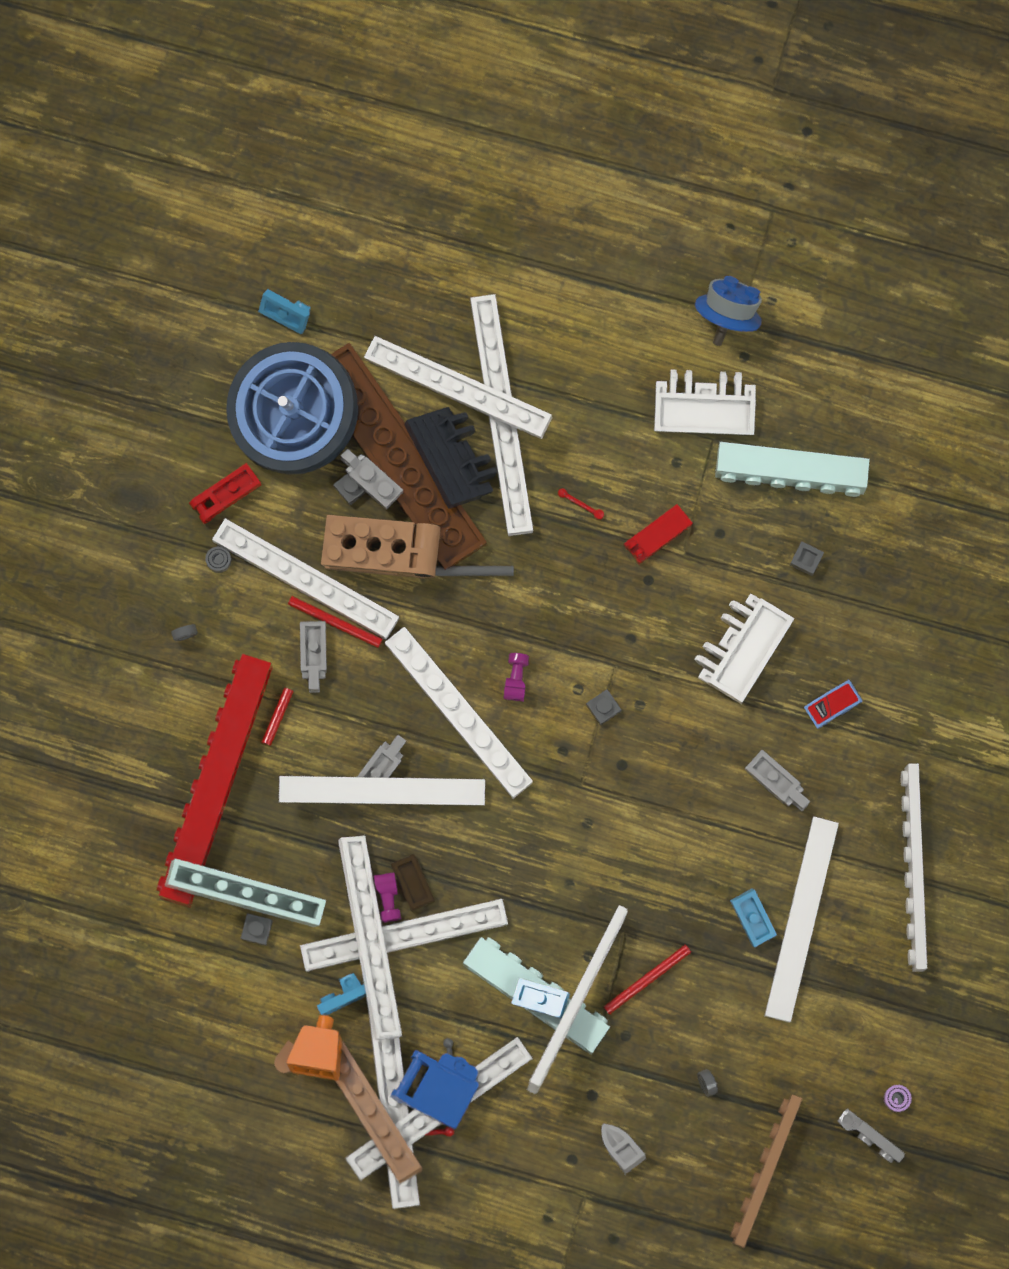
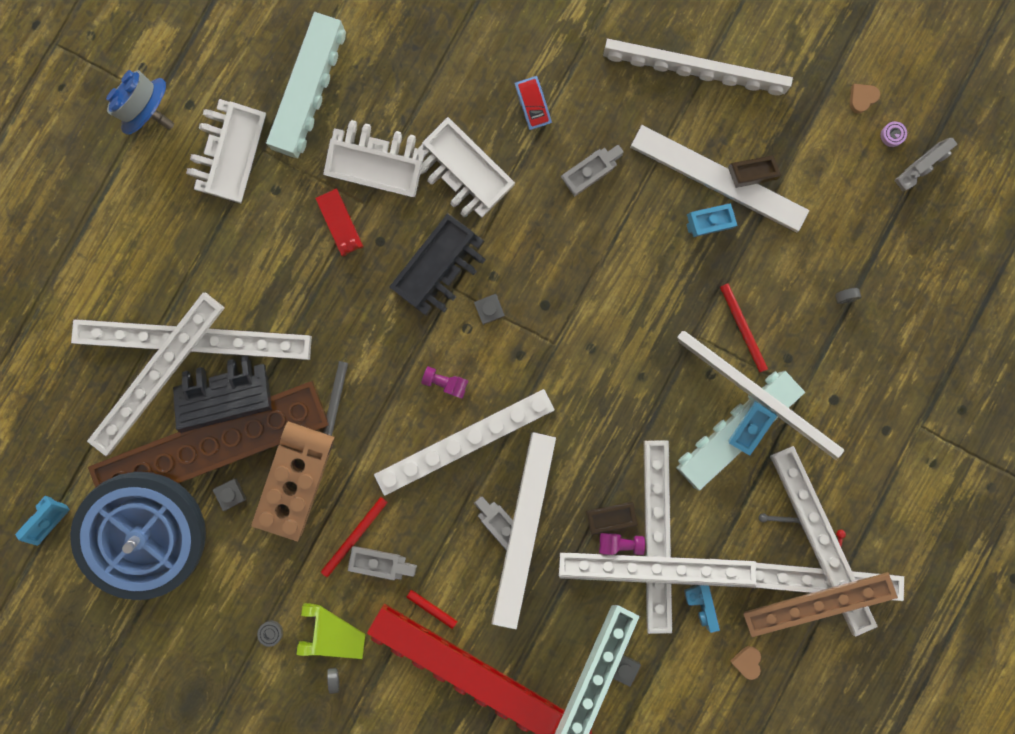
camera: 70 degrees left, 10 degrees up
(225, 493) = (207, 614): red plate -> none
(229, 622) = (331, 635): none -> lime flag
(305, 579) = (307, 557): white plate -> none
(317, 1051) = (752, 640): orange torso -> none
(371, 479) = (226, 475): light grey hinge -> none
(444, 1089) = (811, 533): blue piece -> none
(598, 514) = (308, 272): red hinge -> none
(622, 1148) = (888, 385): light grey plate -> none
(638, 641) = (436, 263): none -> black hinge
(727, 551) = (371, 163): none -> white hinge
(761, 1180) = (943, 268): medium nougat plate -> none
(806, 558) = (393, 93): dark grey plate -> none
(817, 953) = (754, 171): none -> dark brown tile
(930, 1056) = (863, 97): none -> medium nougat tile

